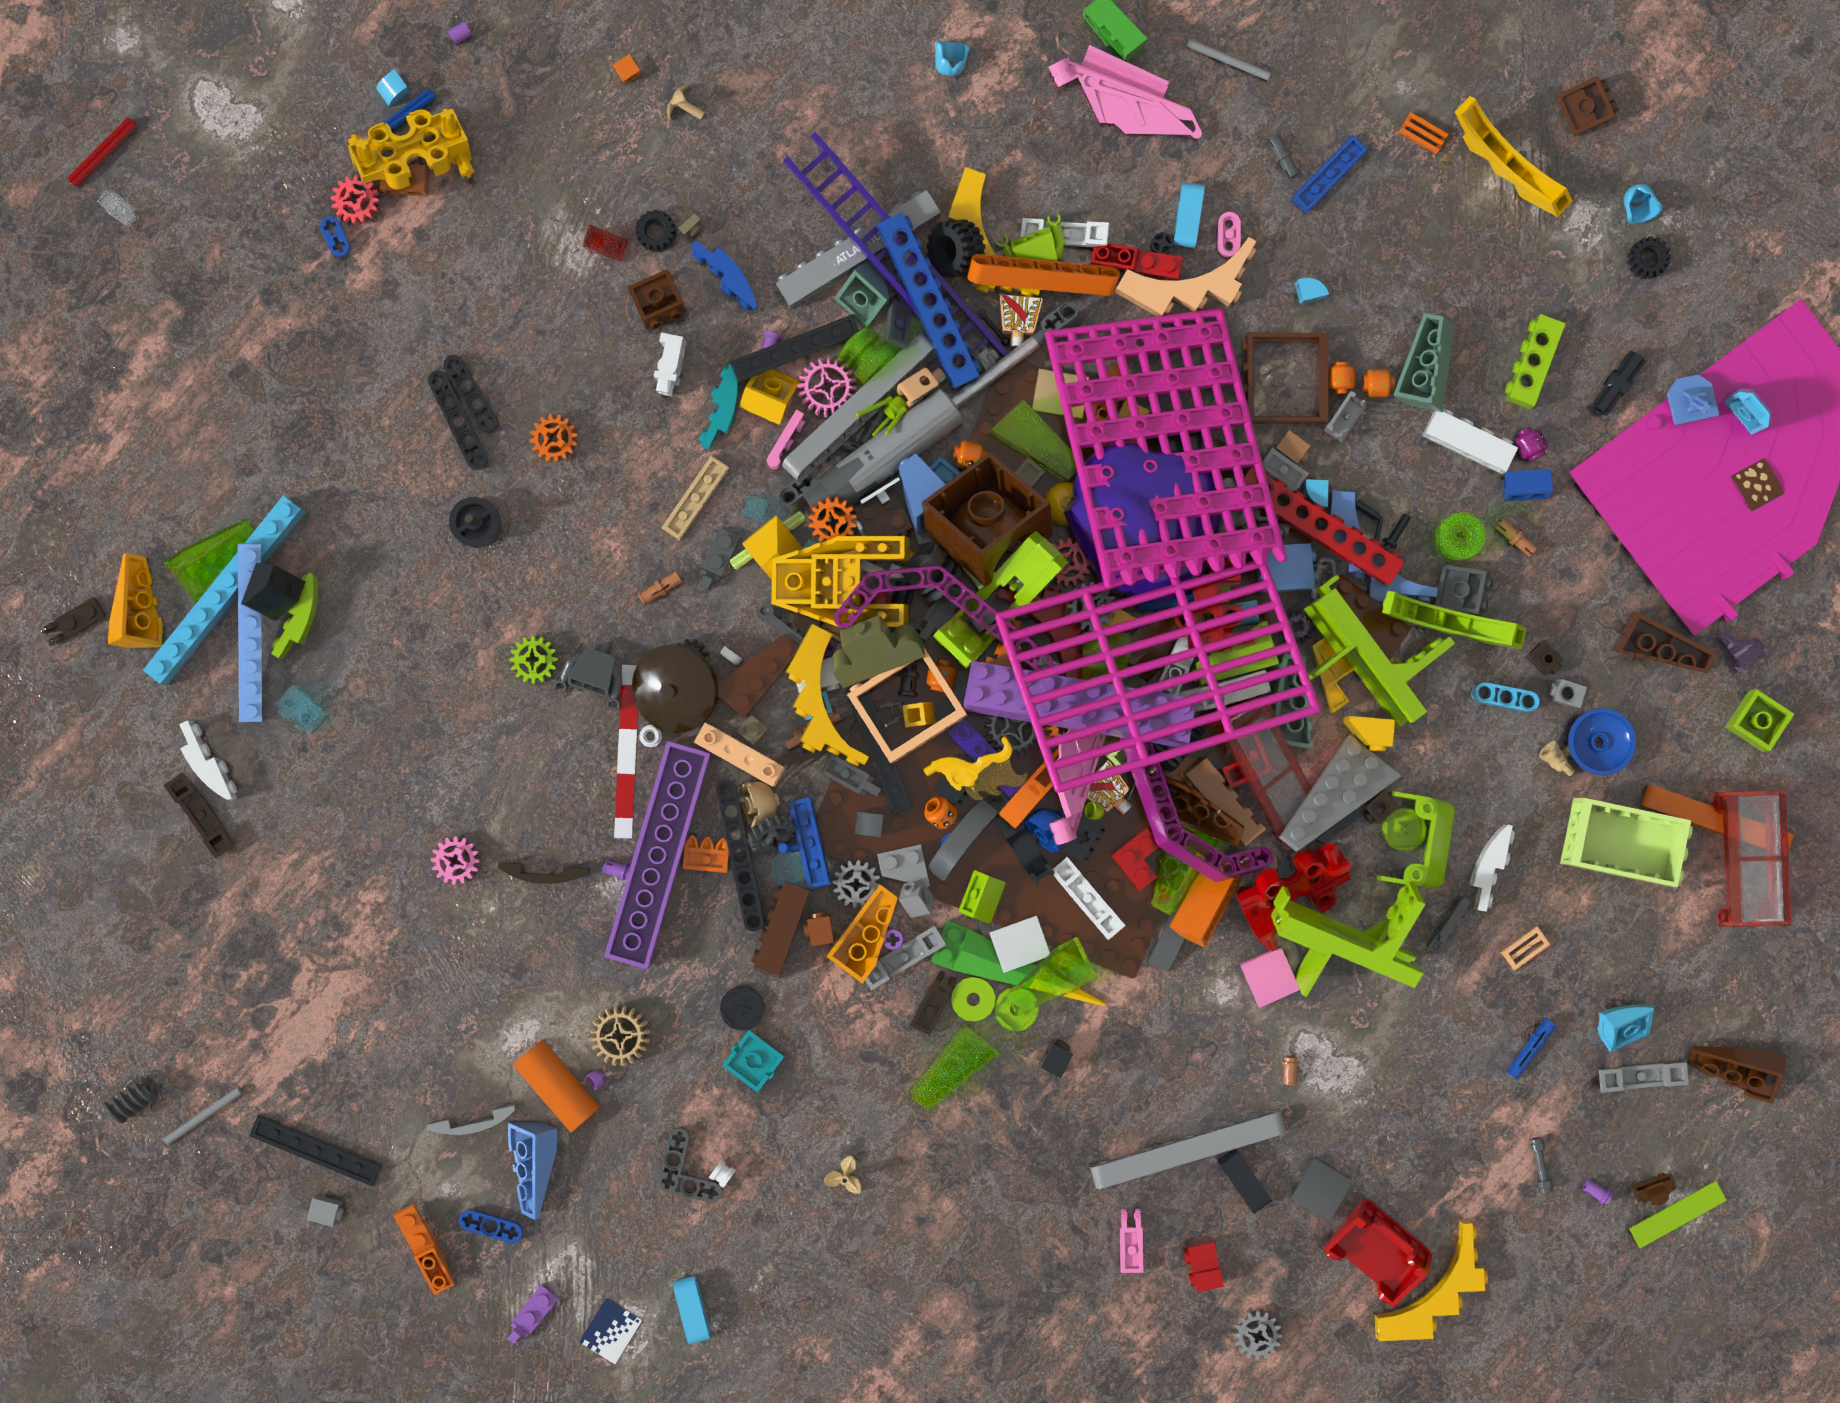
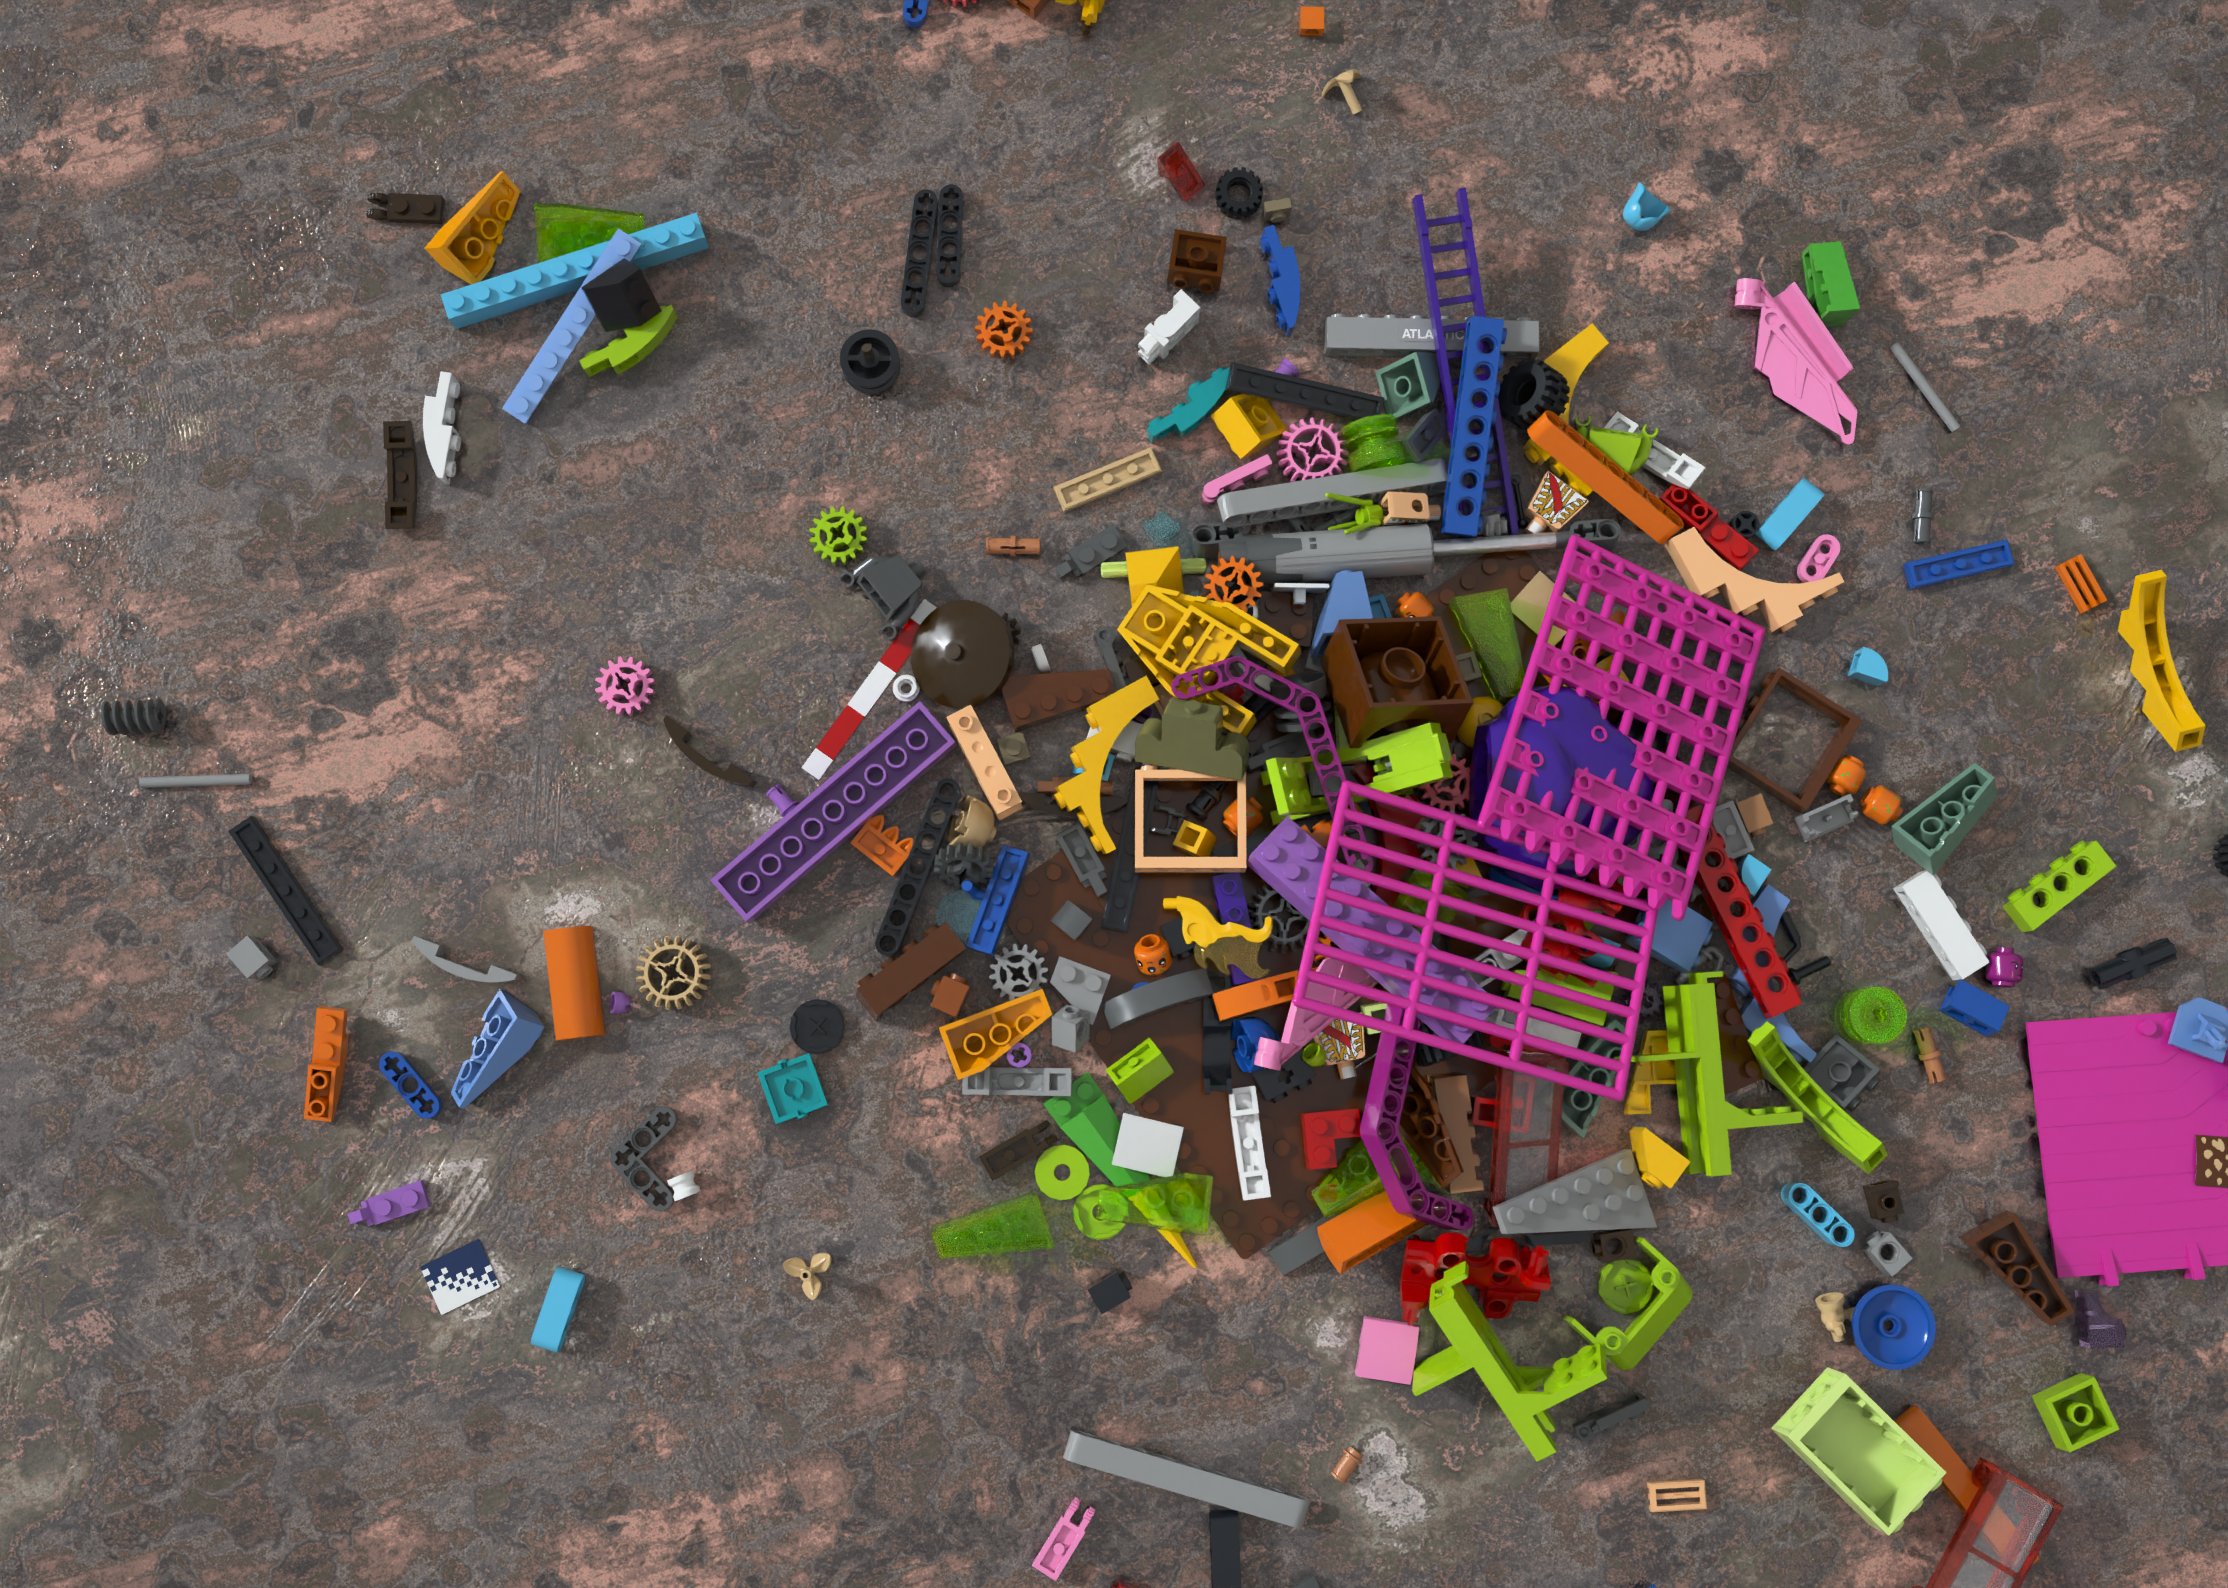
camera: 25 degrees right, 5 degrees down
(302, 710) = (572, 436): clear light blue brick -> none
(1493, 856) = (1701, 1375): white slope -> none

